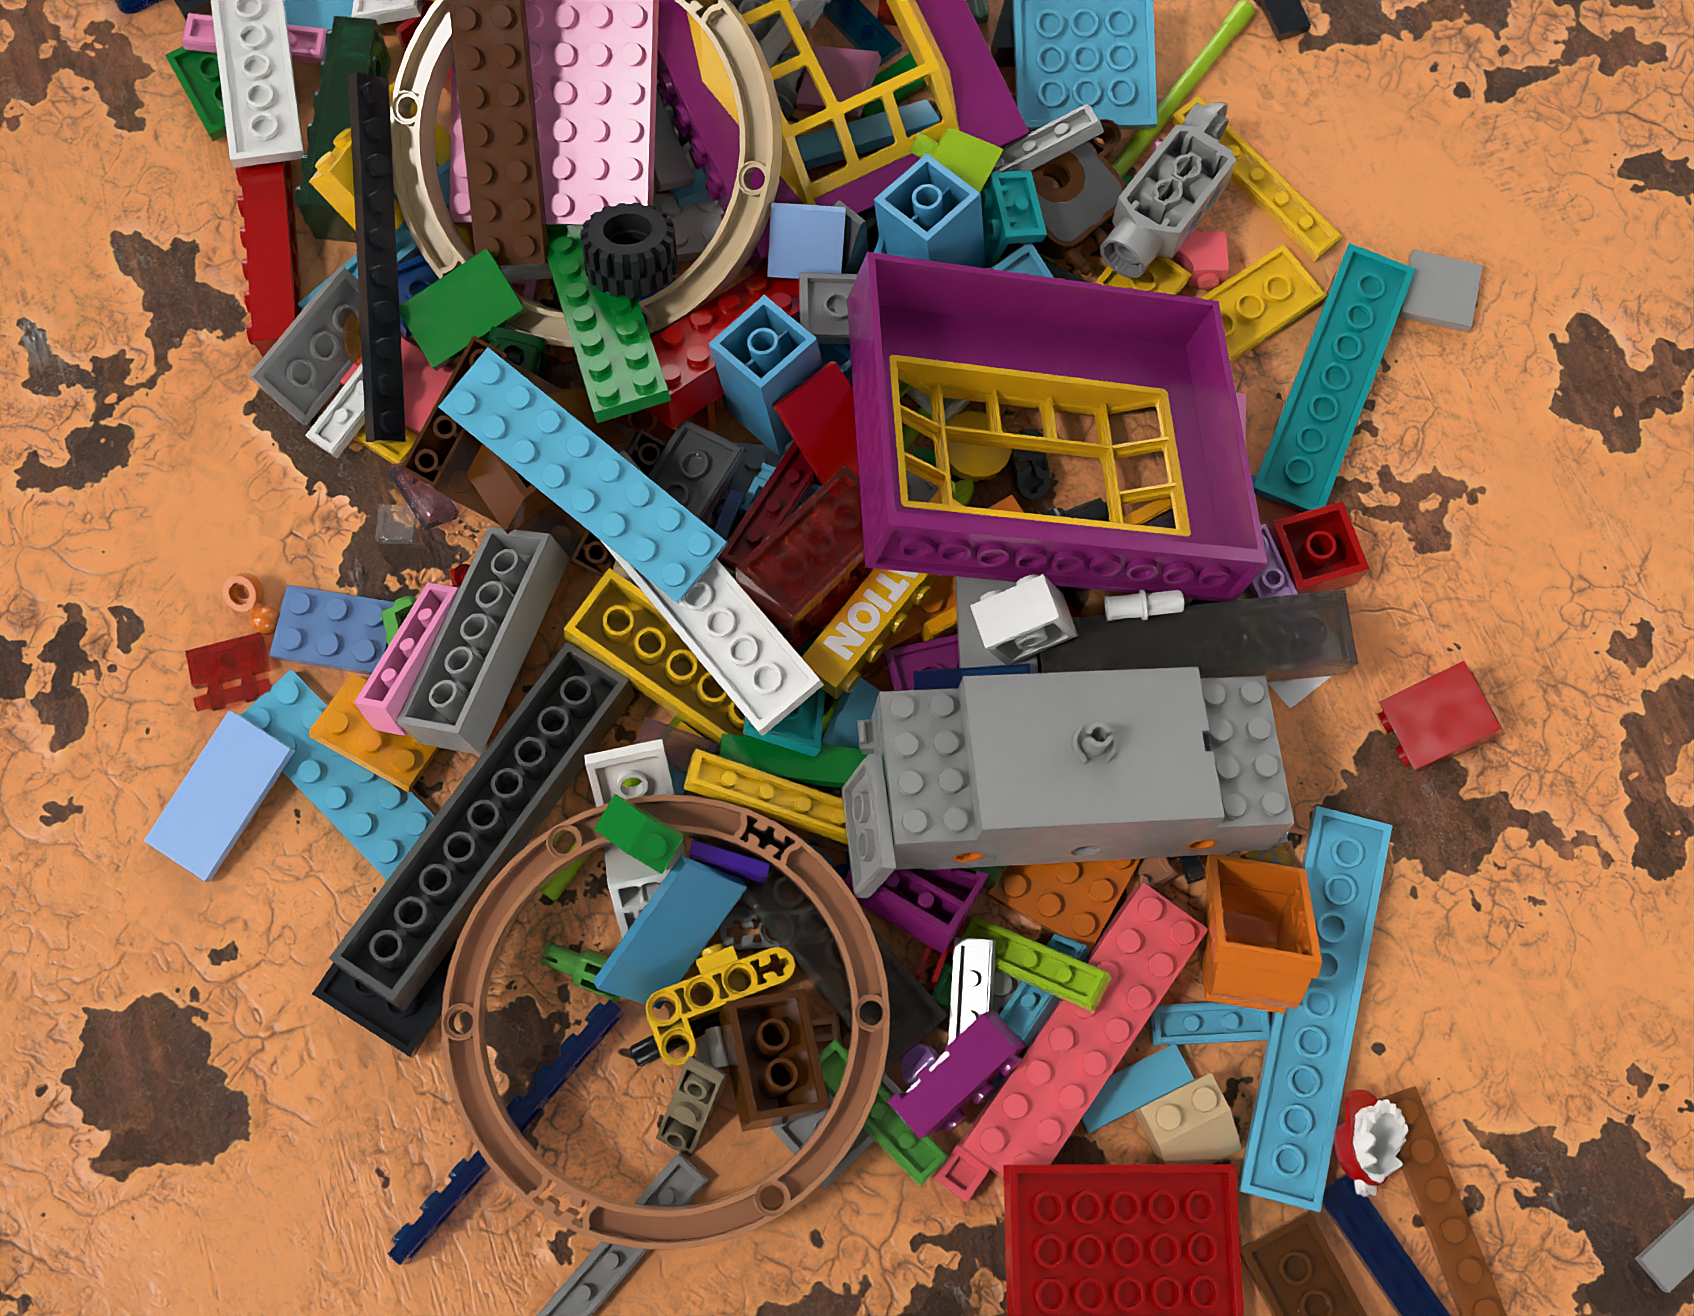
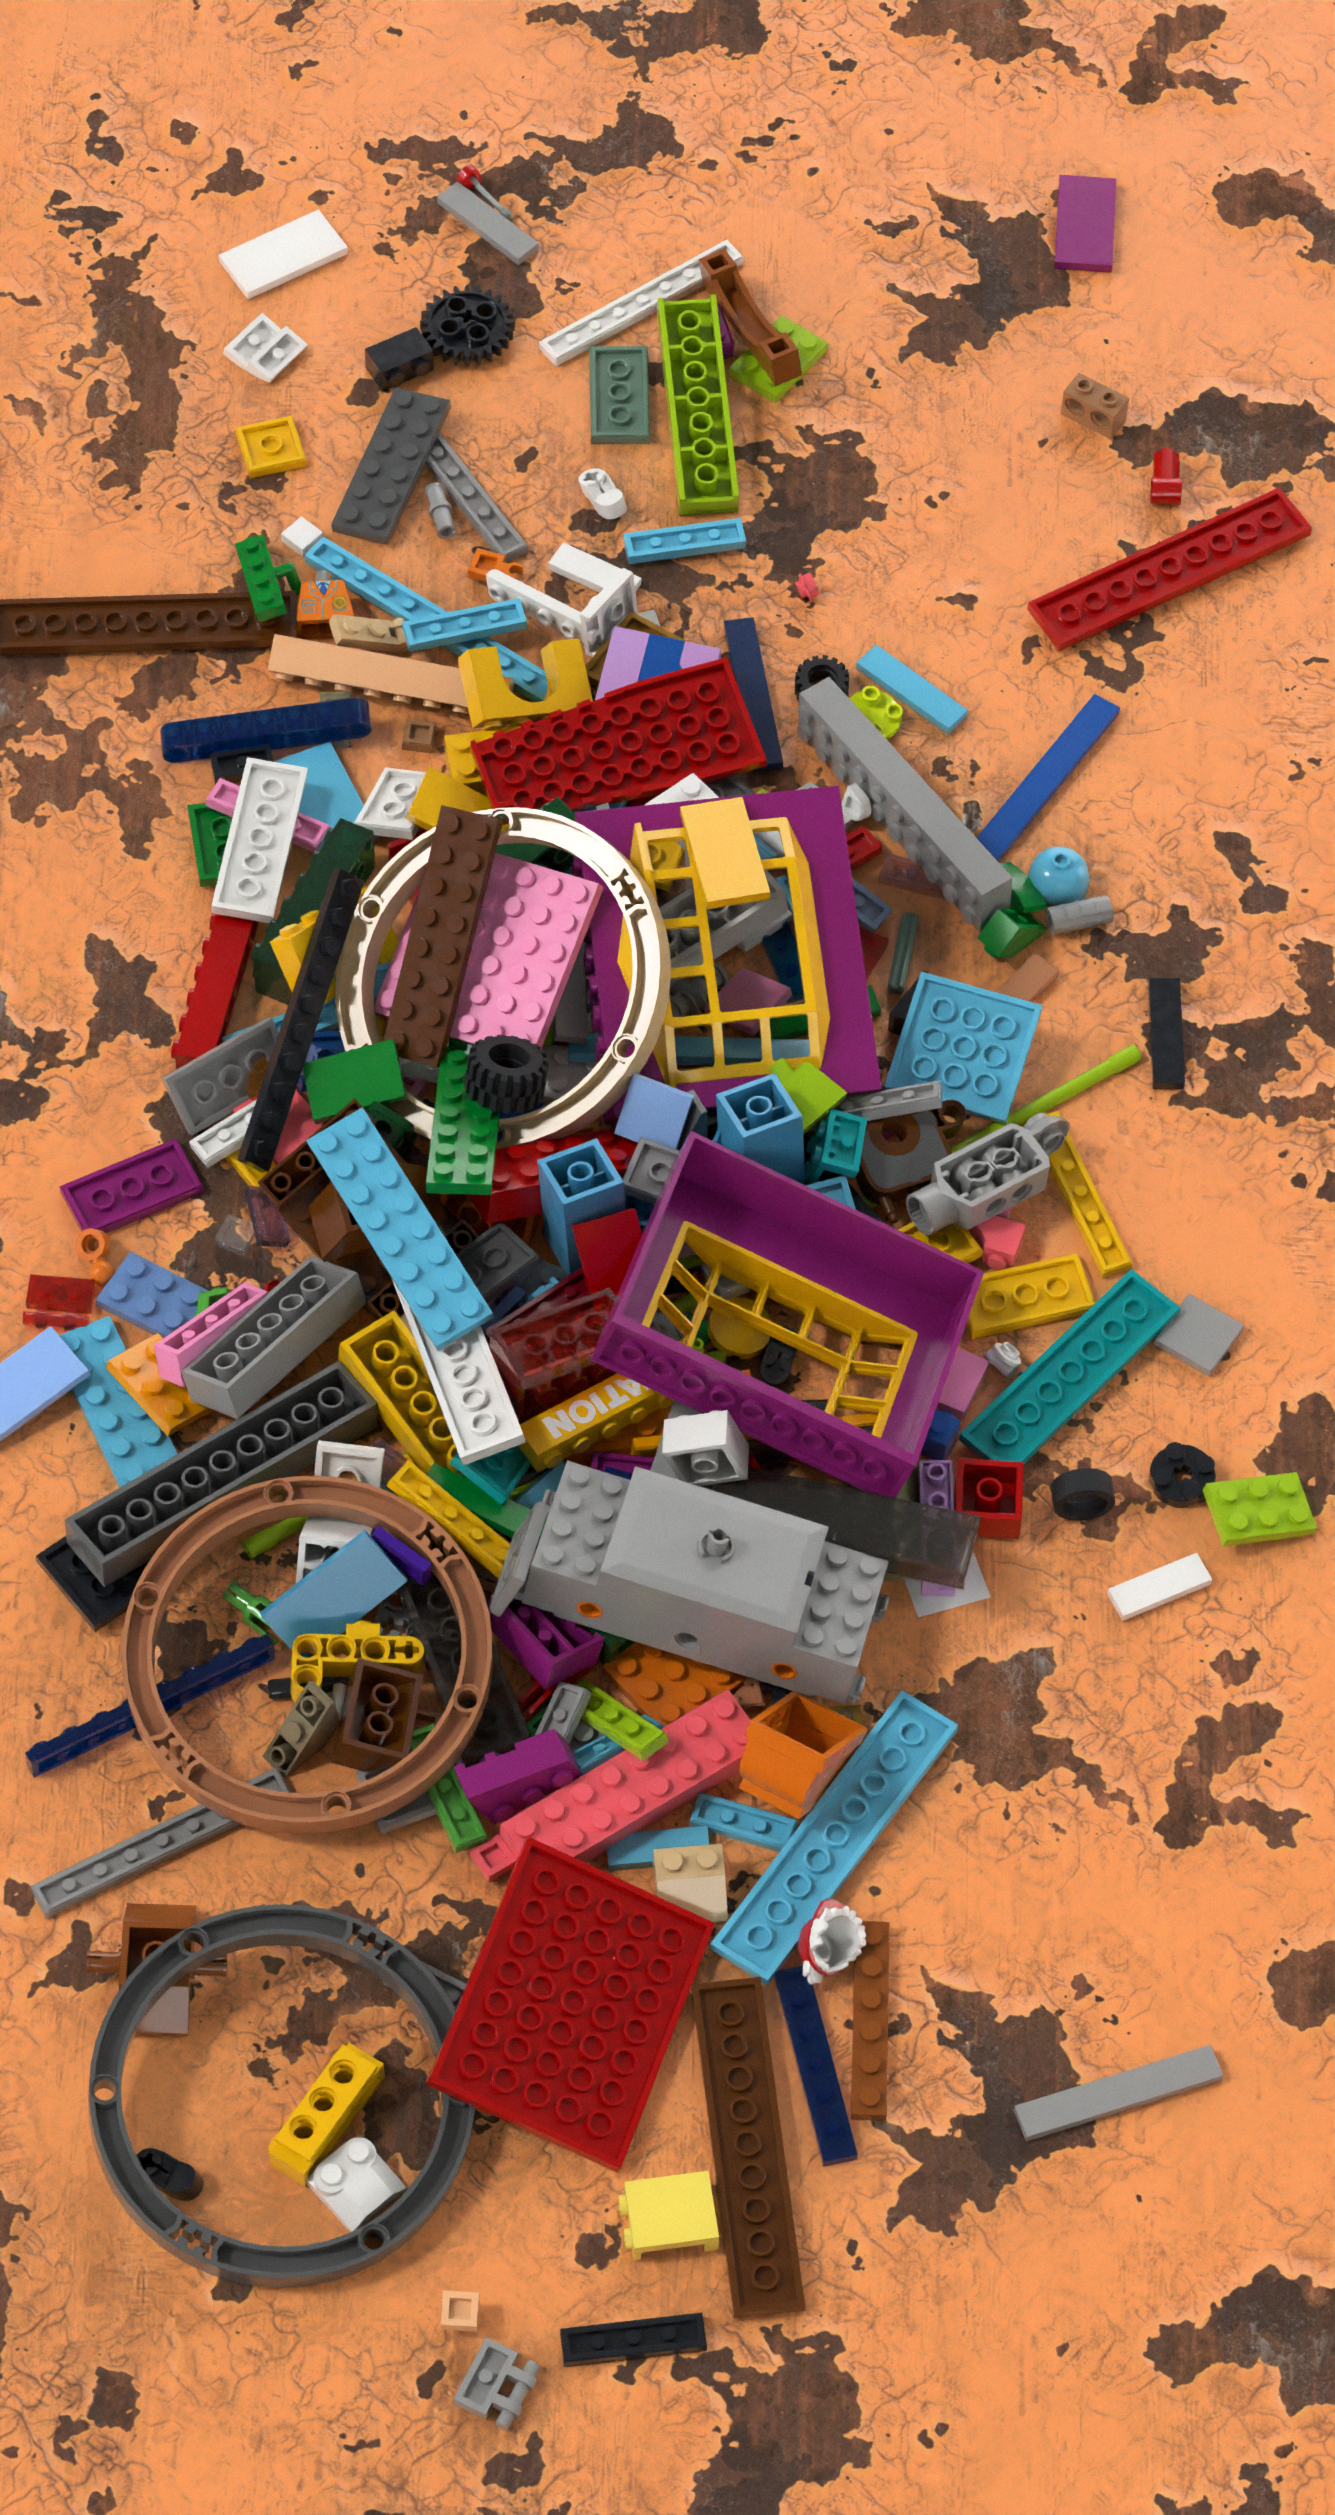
camera: 20 degrees right, 15 degrees down
(262, 509) = (132, 1188): none -> magenta tile
(639, 833) = (340, 1503): green slope -> none
(1143, 604) = (809, 1473): white axle -> none
(1258, 385) = (1004, 1358): none -> white plate
(1411, 512) = (1082, 1494): none -> black tyre
(1440, 717) = (1038, 1658): red slope -> none
(1505, 438) = (1181, 1458): none -> black plate
(1522, 585) = (1159, 1586): none -> white tile
(1588, 463) = (1259, 1509): none -> lime plate

